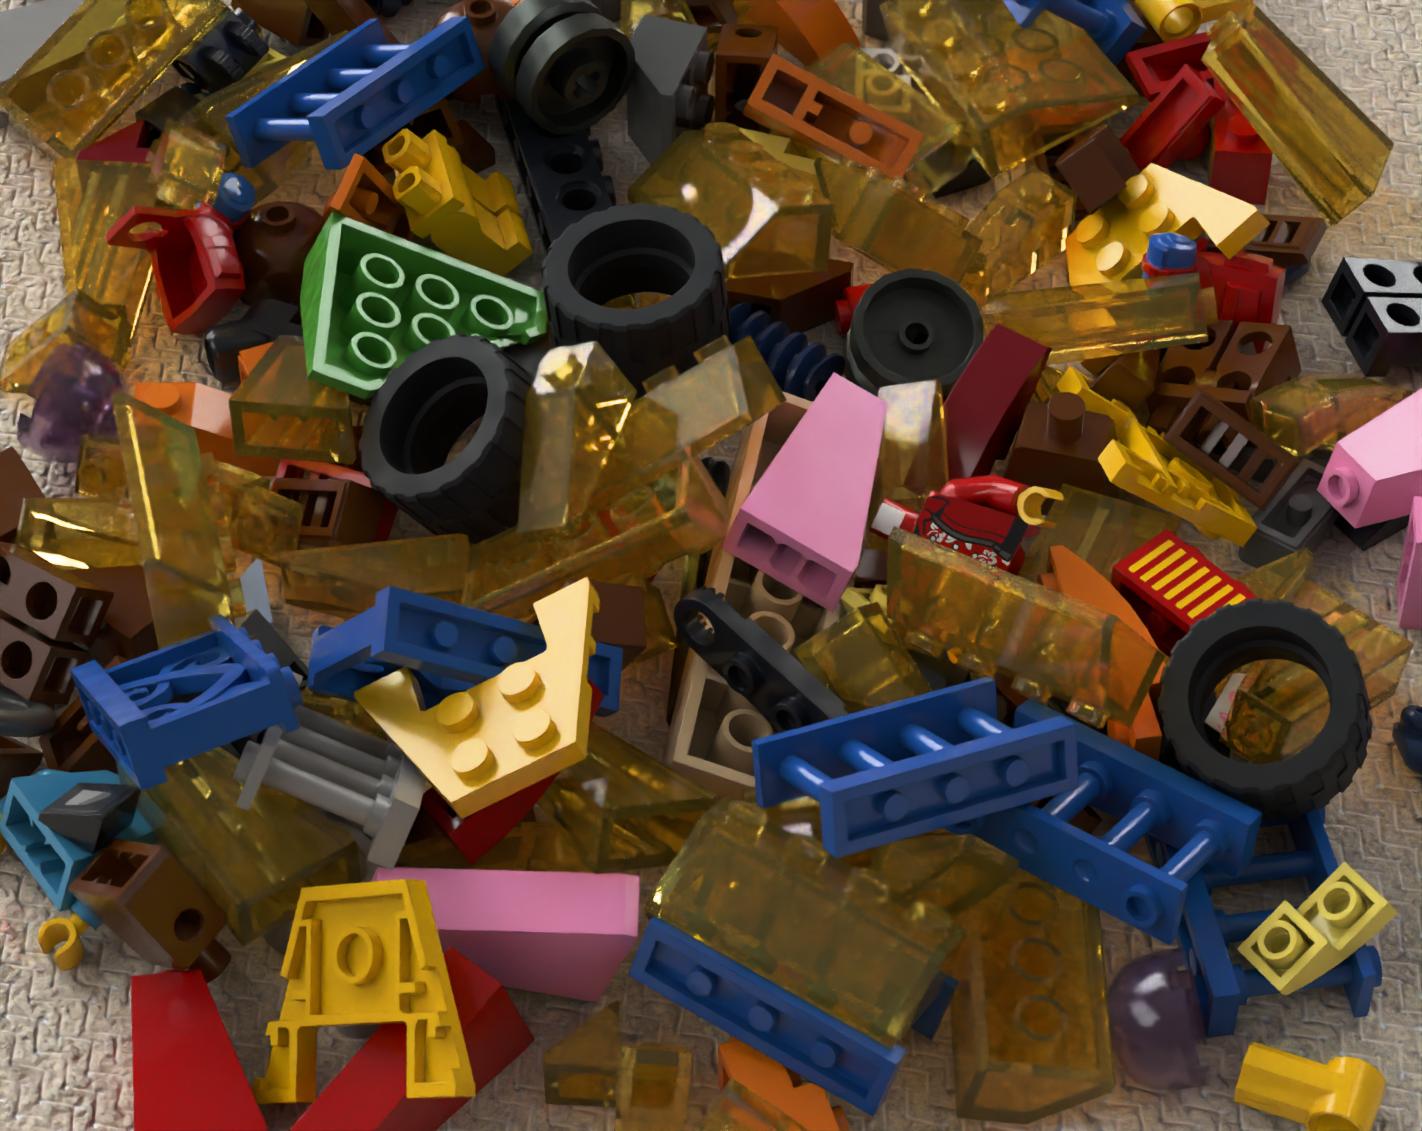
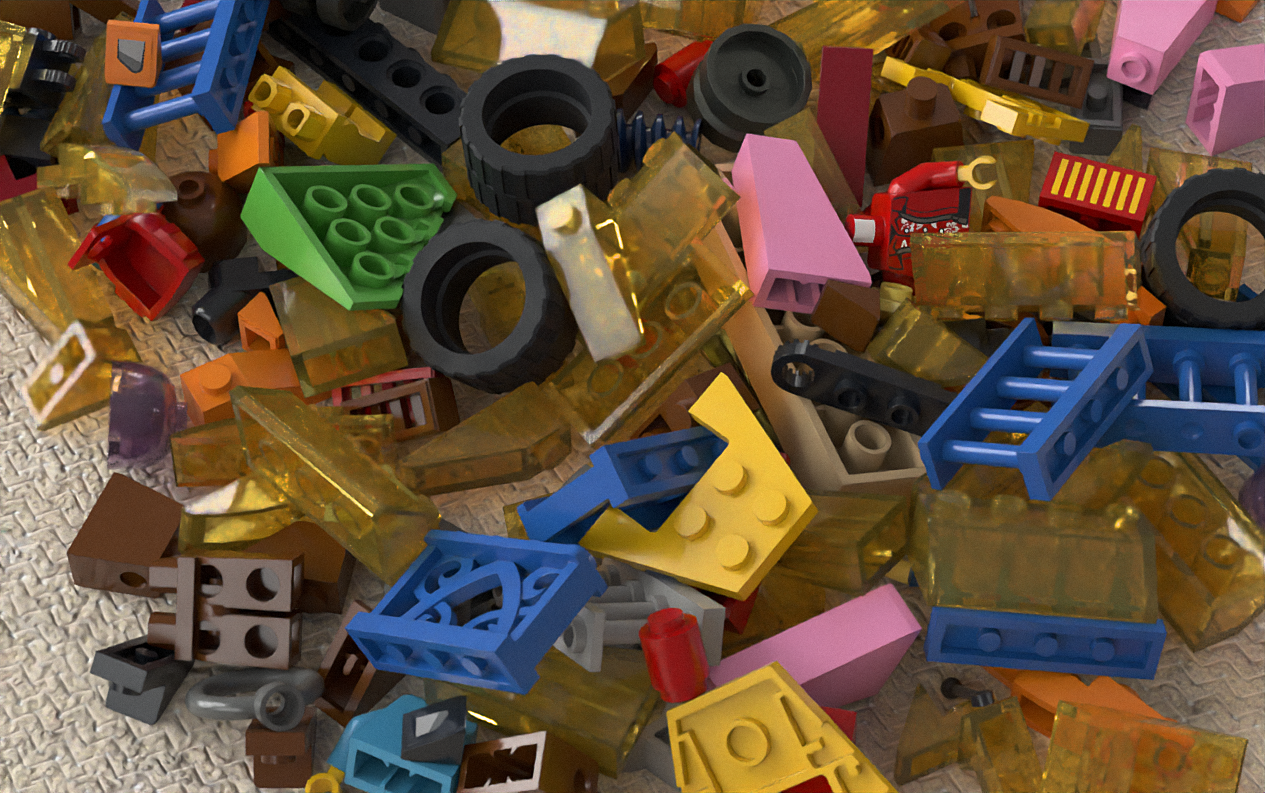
camera: 30 degrees left, 5 degrees up
(297, 62) = (132, 53): none -> orange slope
(337, 831) = (674, 655): none -> red brick
(670, 1033) = (953, 688): none -> black hinge
(813, 593) = (848, 313): none -> reddish brown slope

